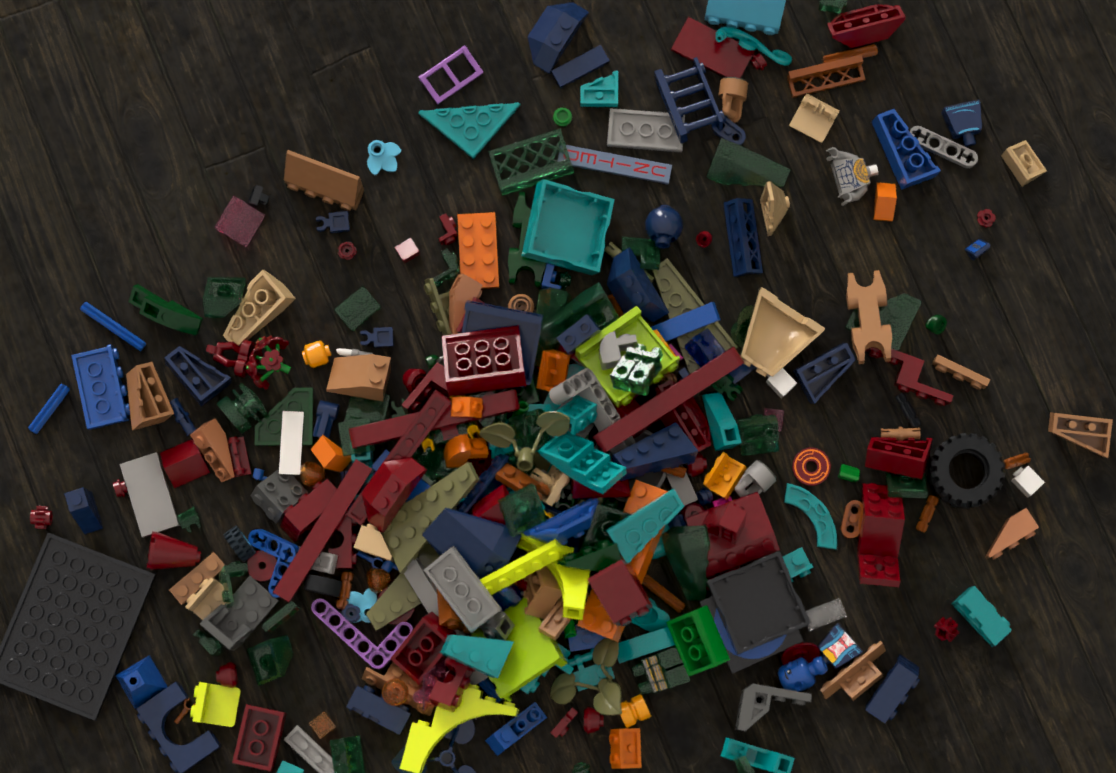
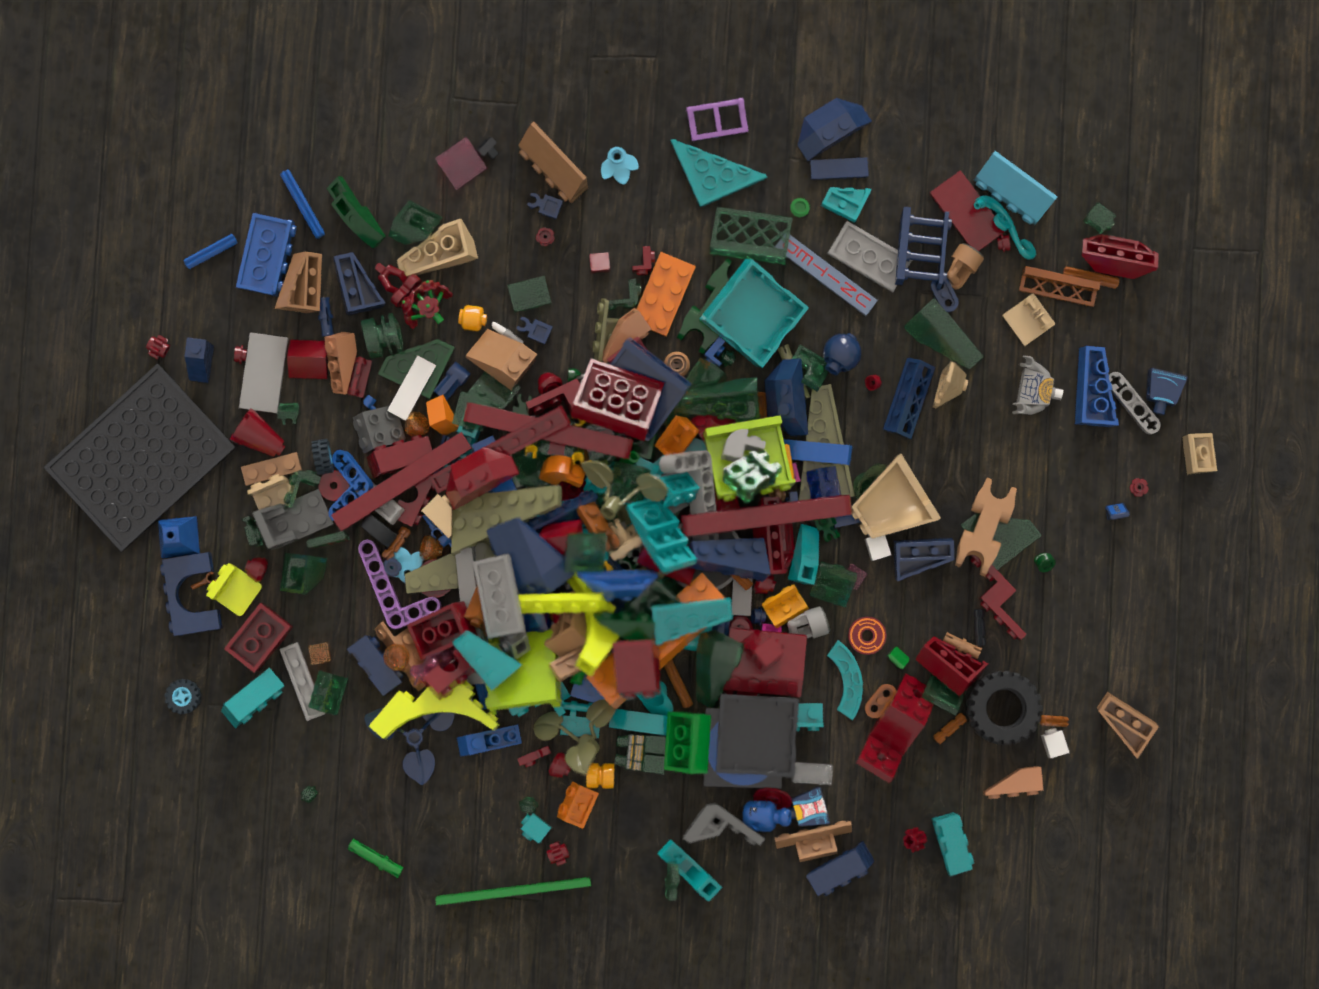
camera: 20 degrees right, 5 degrees up
(466, 407) = (581, 435): orange bracket -> none
(578, 334) = (715, 416): dark blue brick -> none
(885, 201) = (1054, 427): orange slope -> none
(960, 372) = (1043, 616): medium nougat plate -> none

